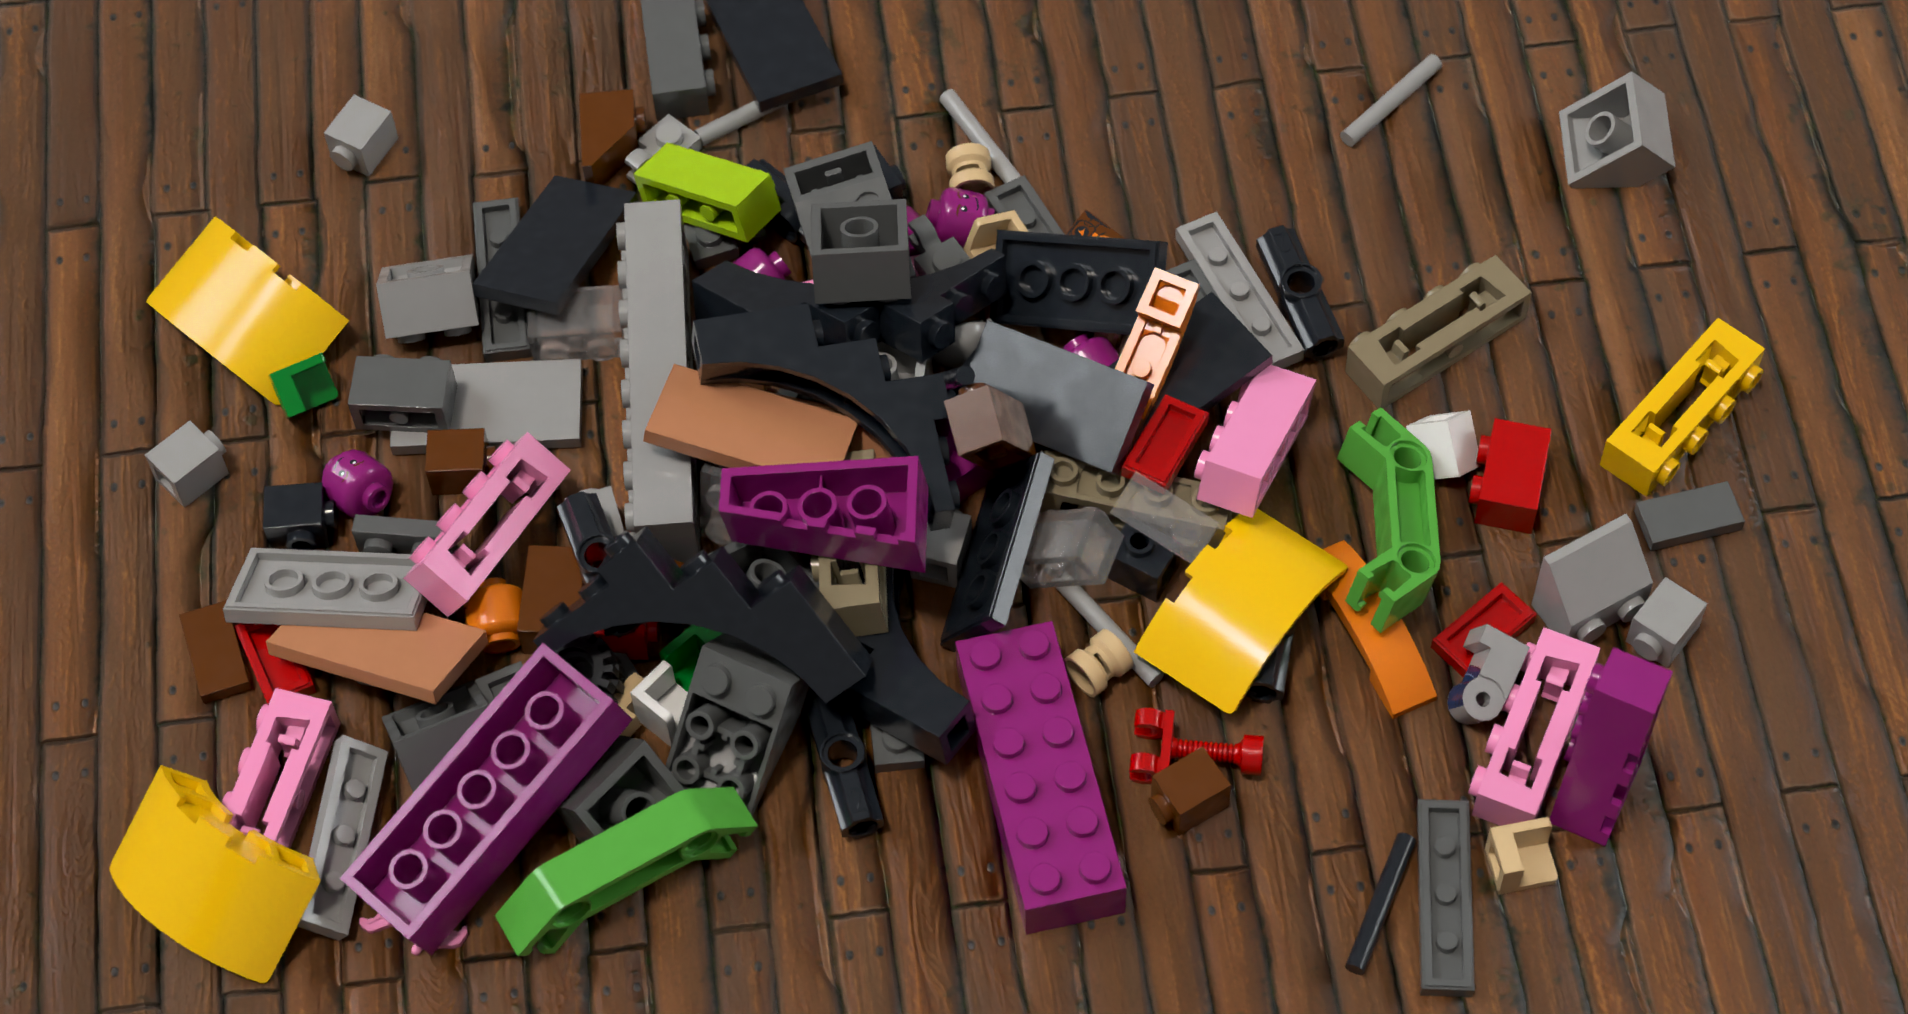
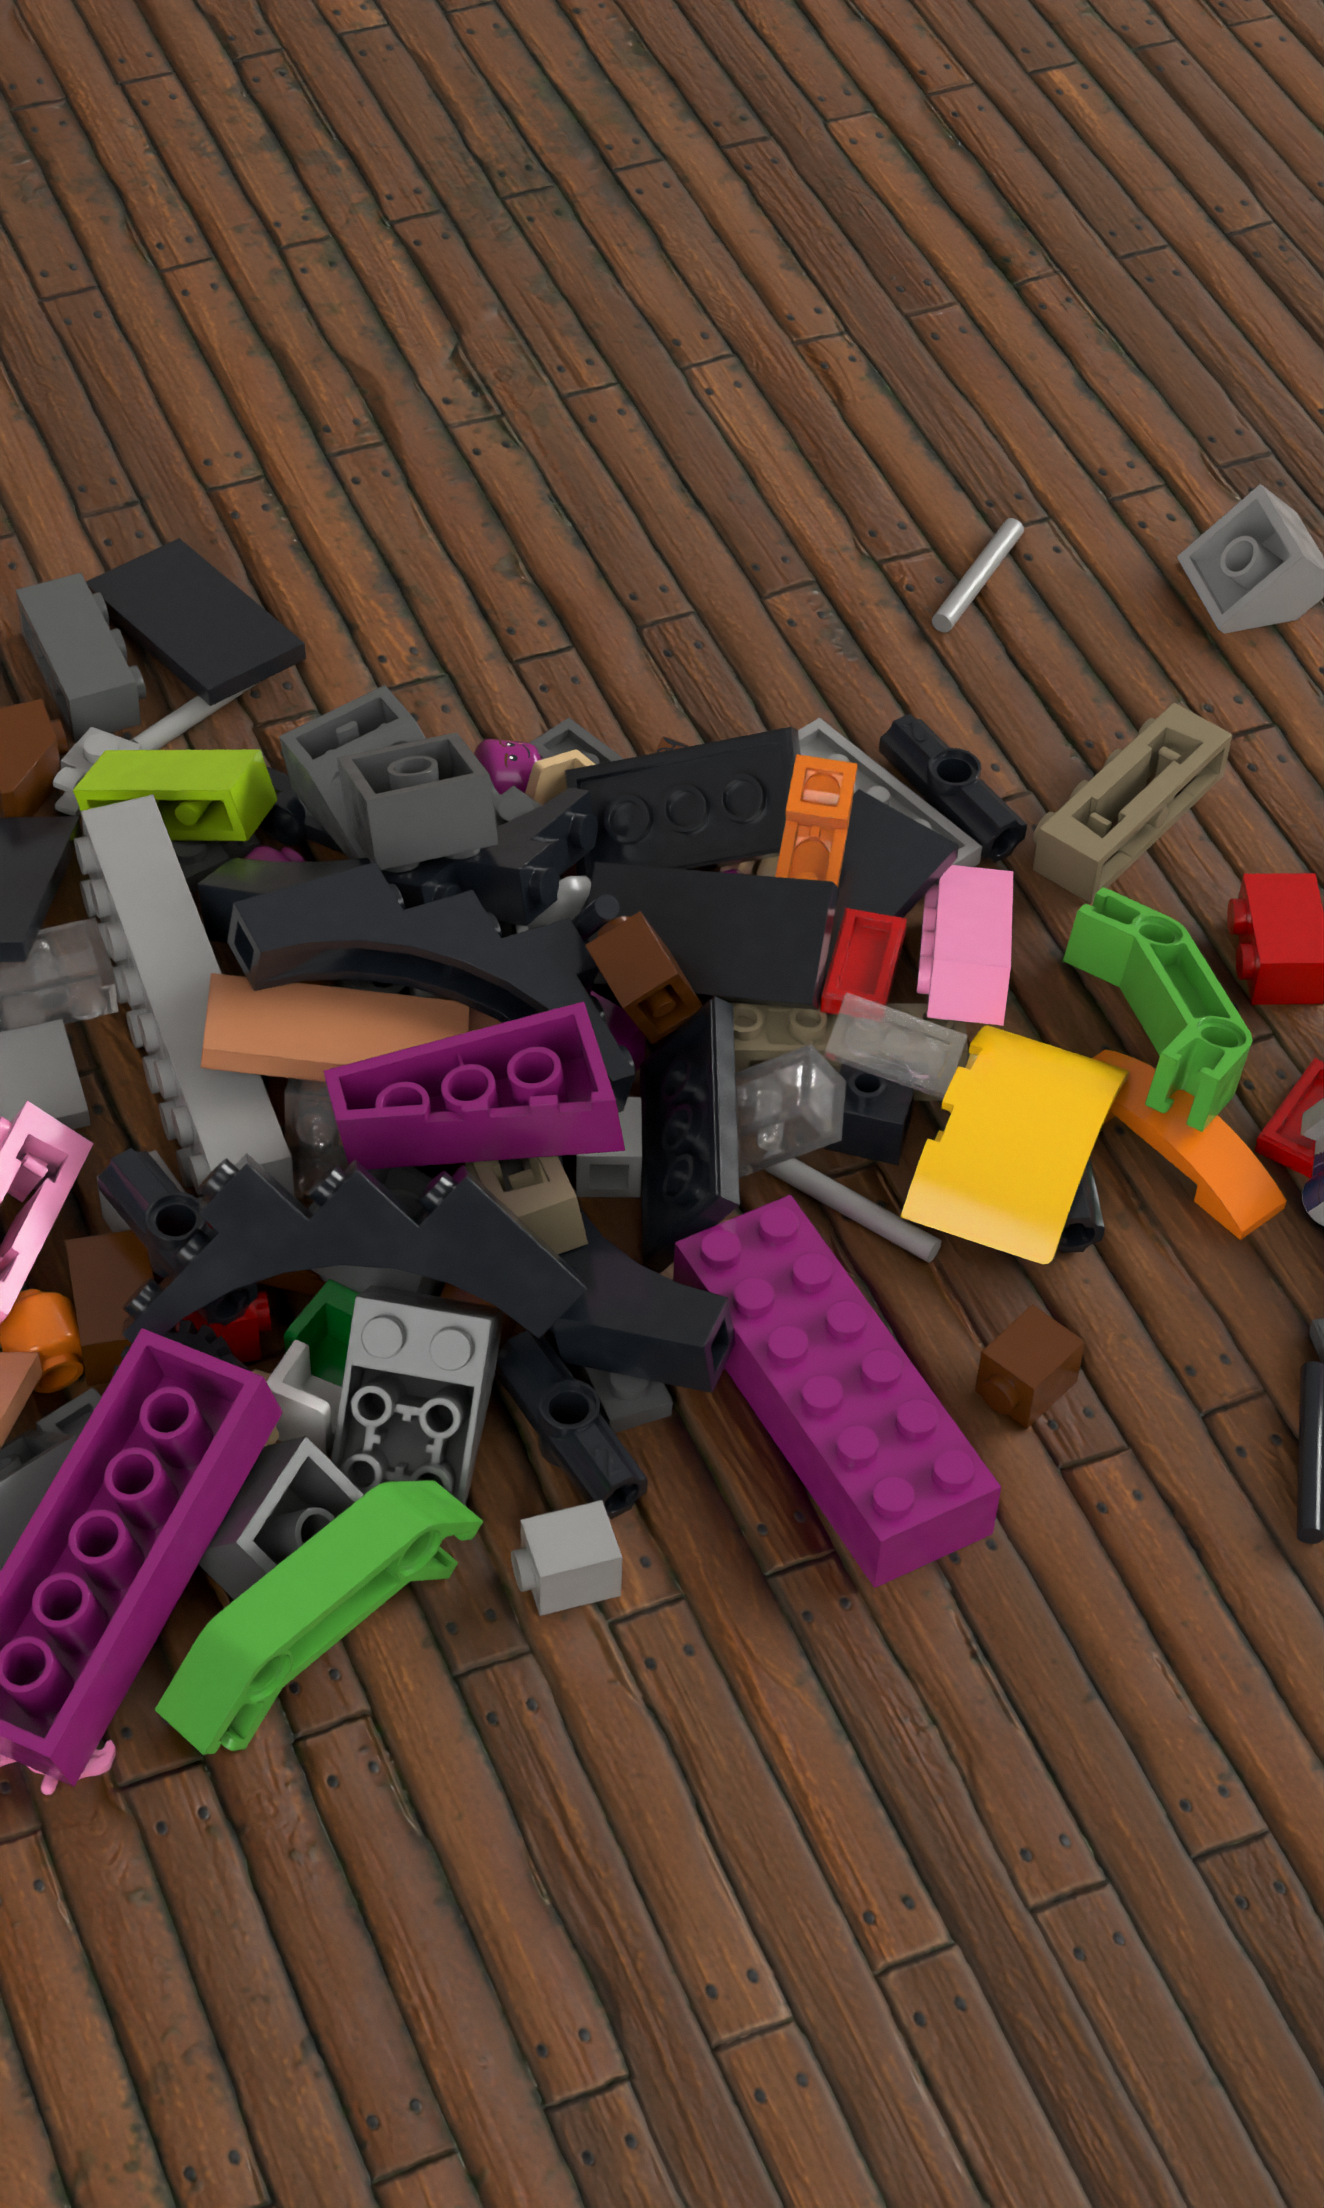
camera: 20 degrees left, 10 degrees down
(810, 866) = (568, 1558): none -> light grey brick
(970, 168) = (497, 716): tan wheel -> none
(978, 134) = (492, 690): light grey bar -> none
(1098, 662) = (862, 1236): tan wheel -> none
(1154, 724) = (961, 1350): red bar -> none
(1450, 442) = (1198, 910): white panel -> none

